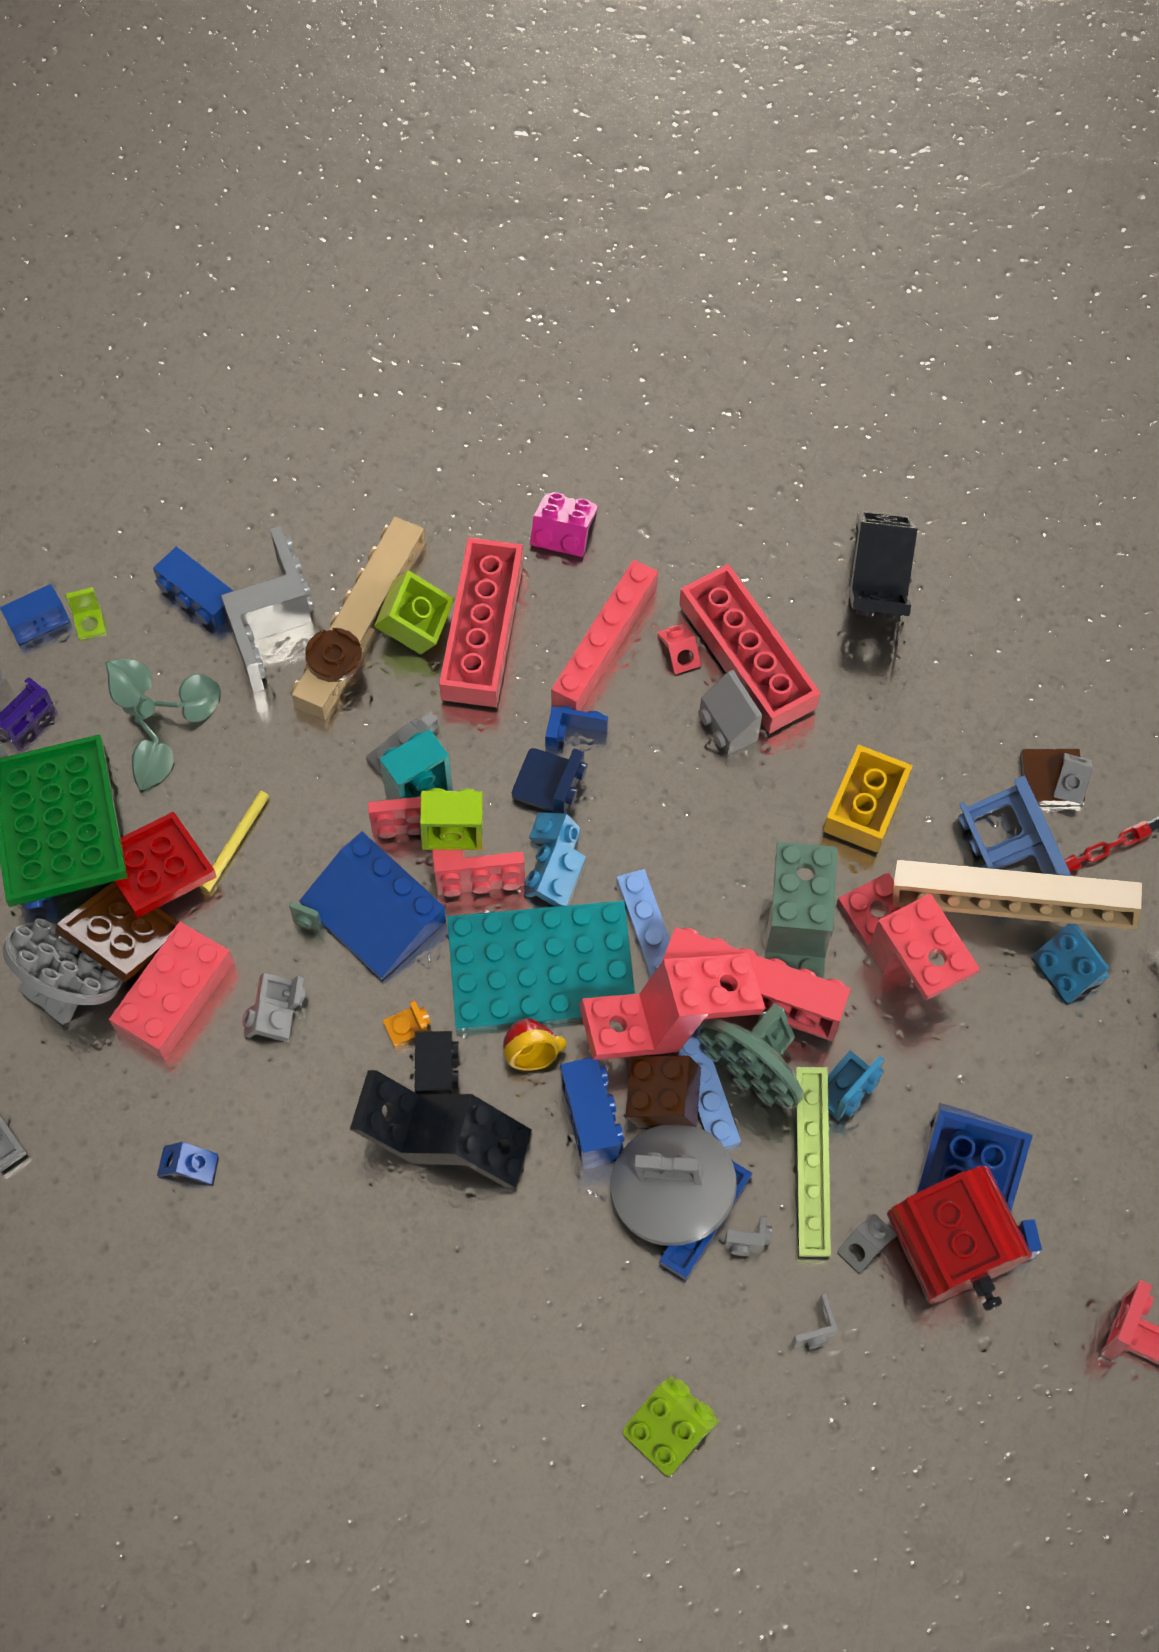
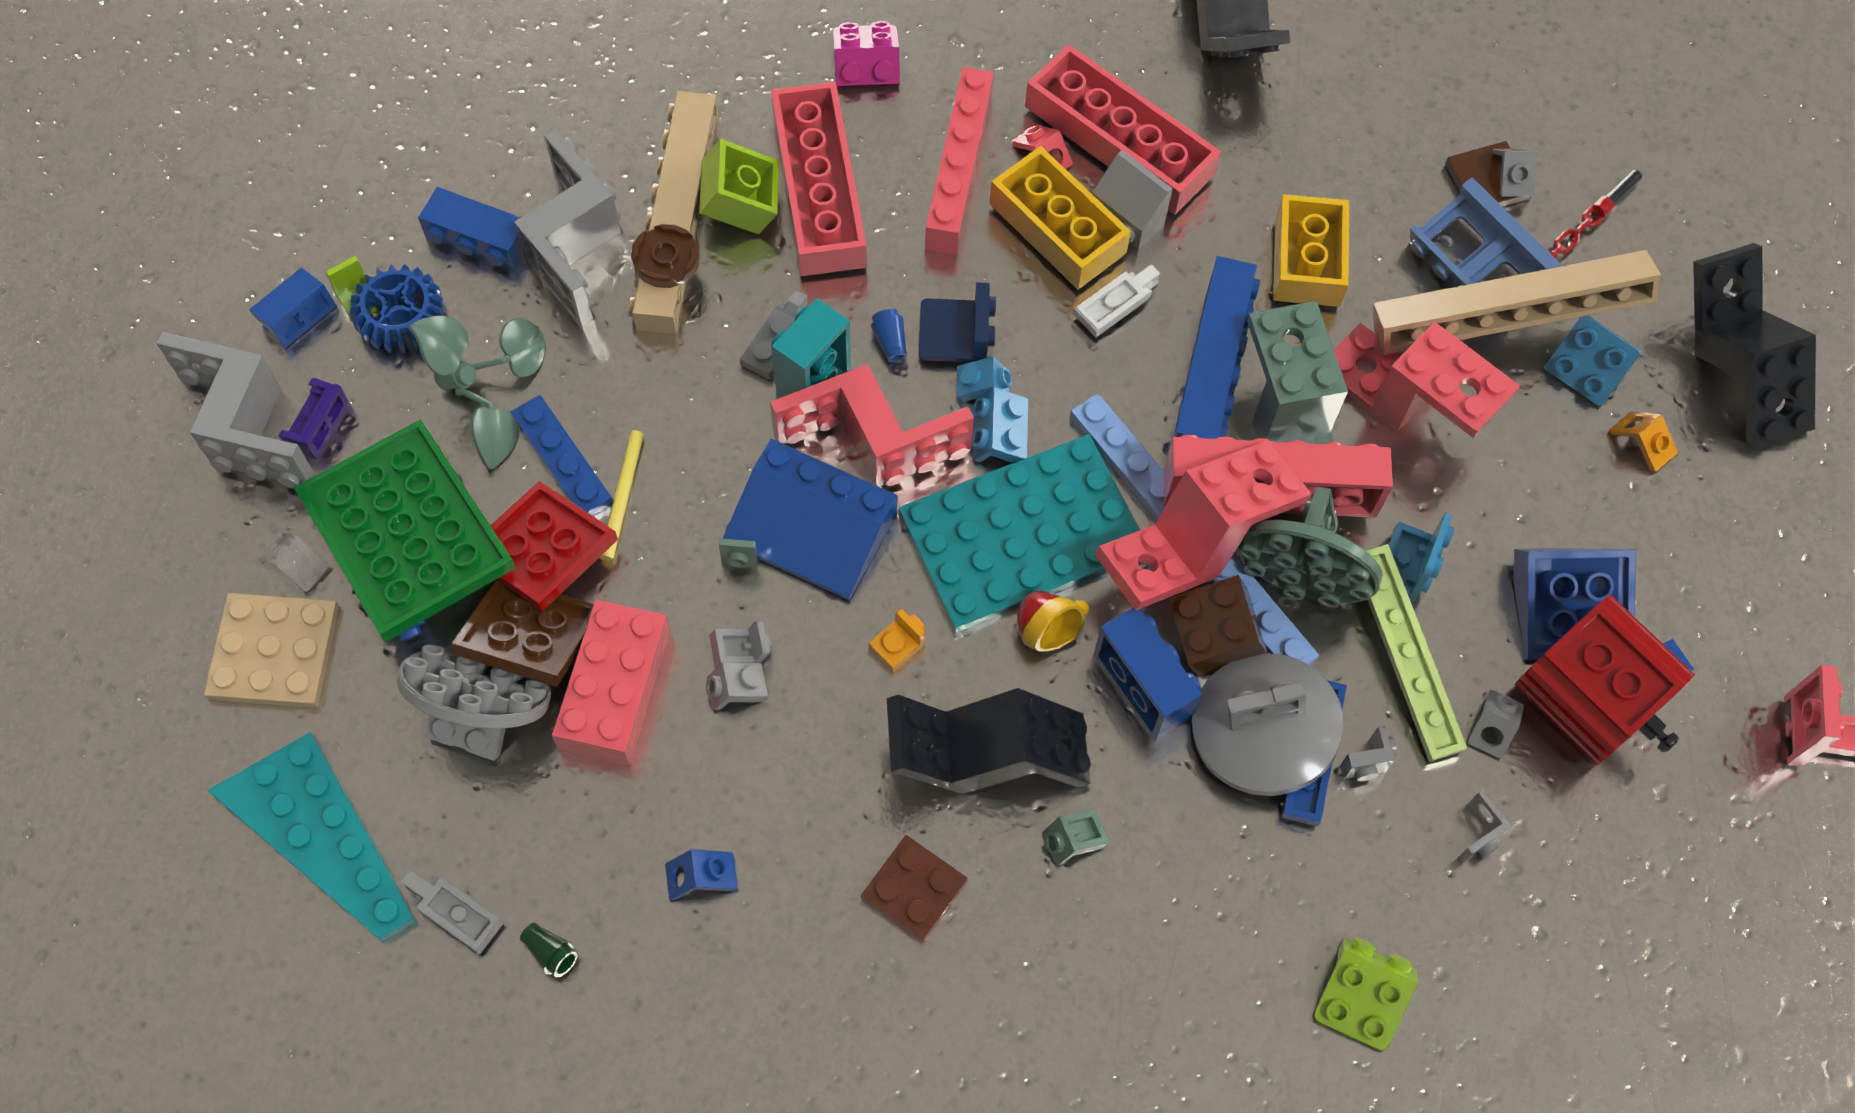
camera: 20 degrees left, 0 degrees up
(53, 1187) = (551, 951): none -> dark green cone
(116, 623) = (394, 296): none -> blue gear
(199, 796) = (561, 456): none -> blue plate
(346, 1227) = (914, 888): none -> copper plate
(435, 1062) = (947, 671): black brick -> none
(452, 819) = (881, 390): lime brick -> none
(487, 1225) = (1075, 835): none -> sand green bracket
(494, 768) = (890, 333): none -> blue cone
(565, 717) = (952, 255): blue bracket -> none
(667, 710) = (1059, 217): none -> yellow brick
(691, 793) = (1116, 300): none -> white hinge
(748, 866) = (1218, 350): none -> blue brick
(1096, 1042) = (1651, 436): none -> light orange bracket

